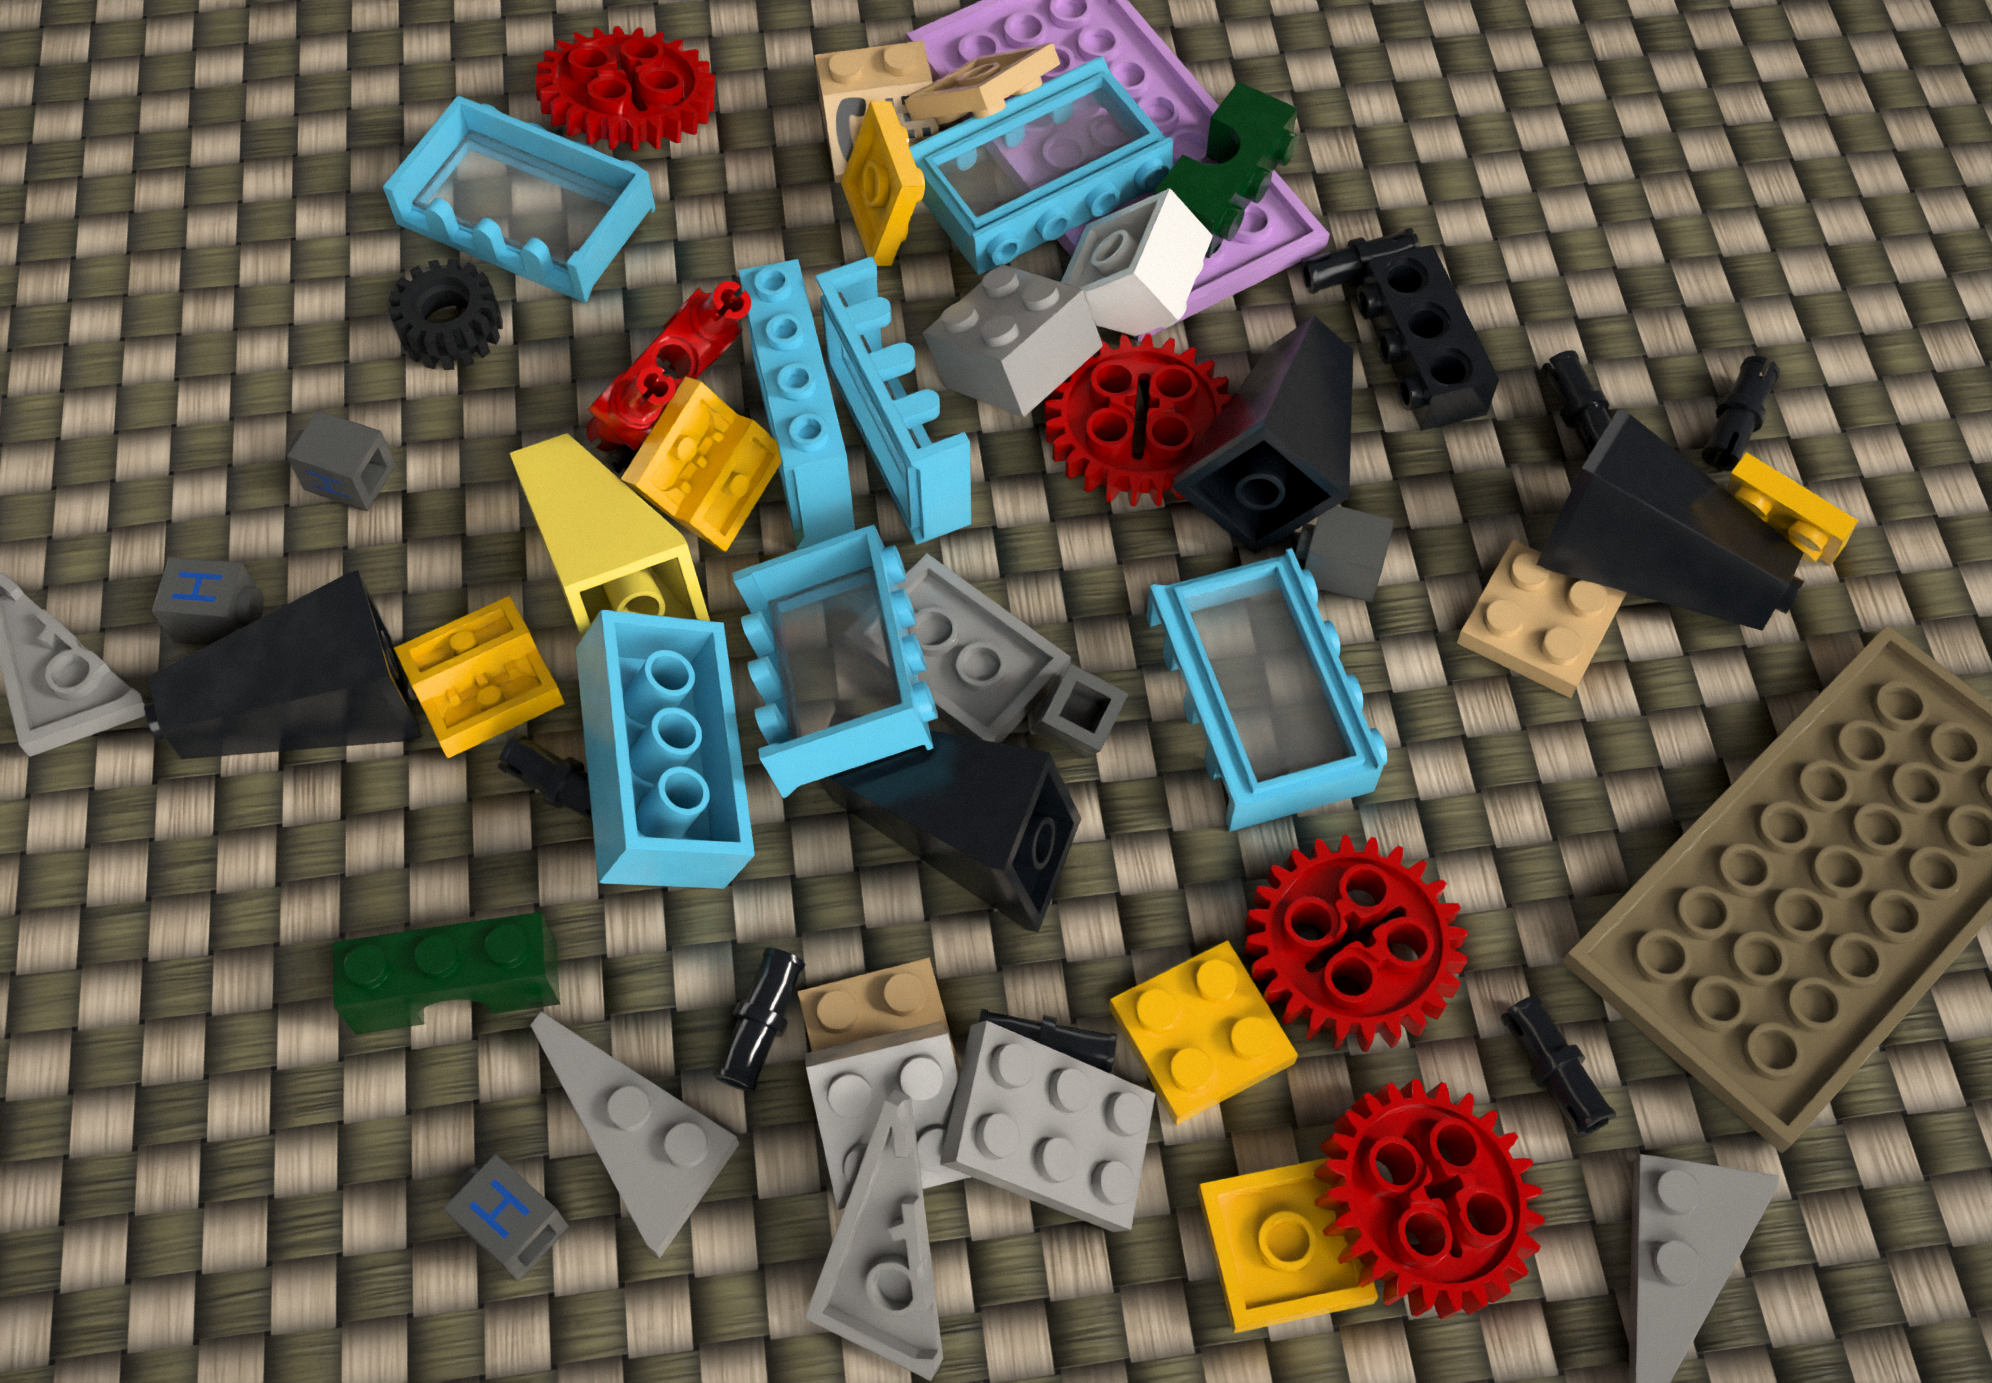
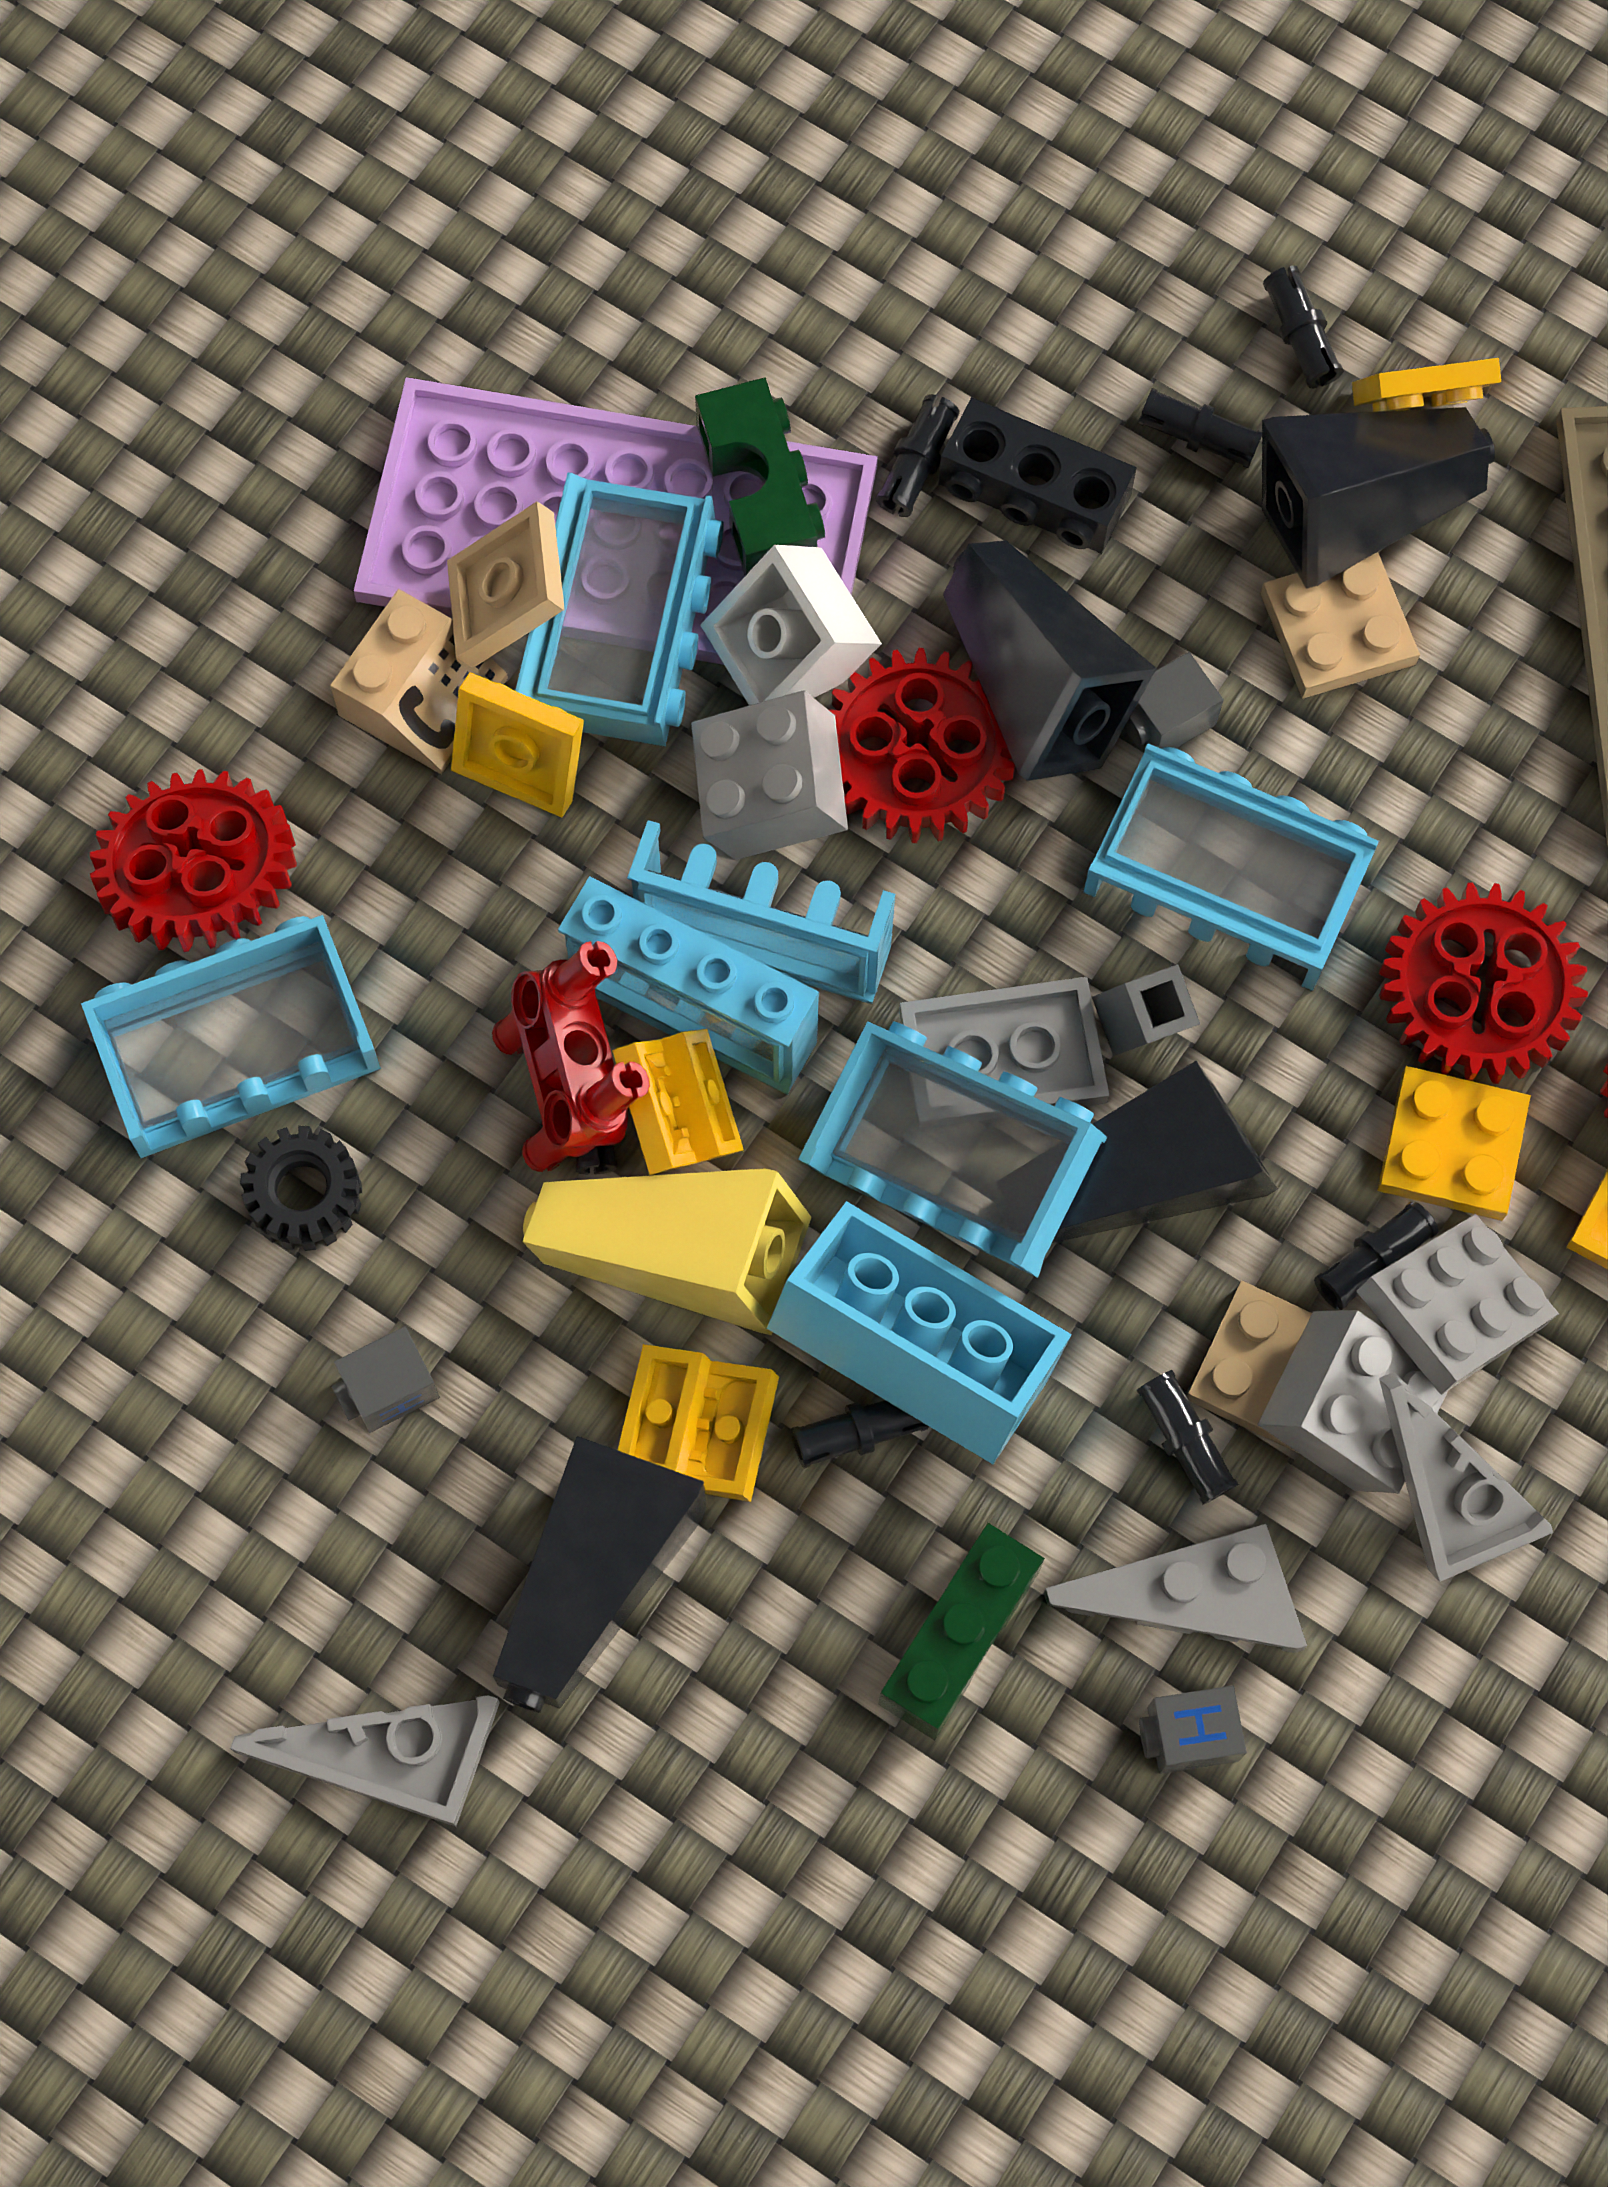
camera: 50 degrees left, 10 degrees up
(206, 600) = (440, 1581): dark grey brick -> none

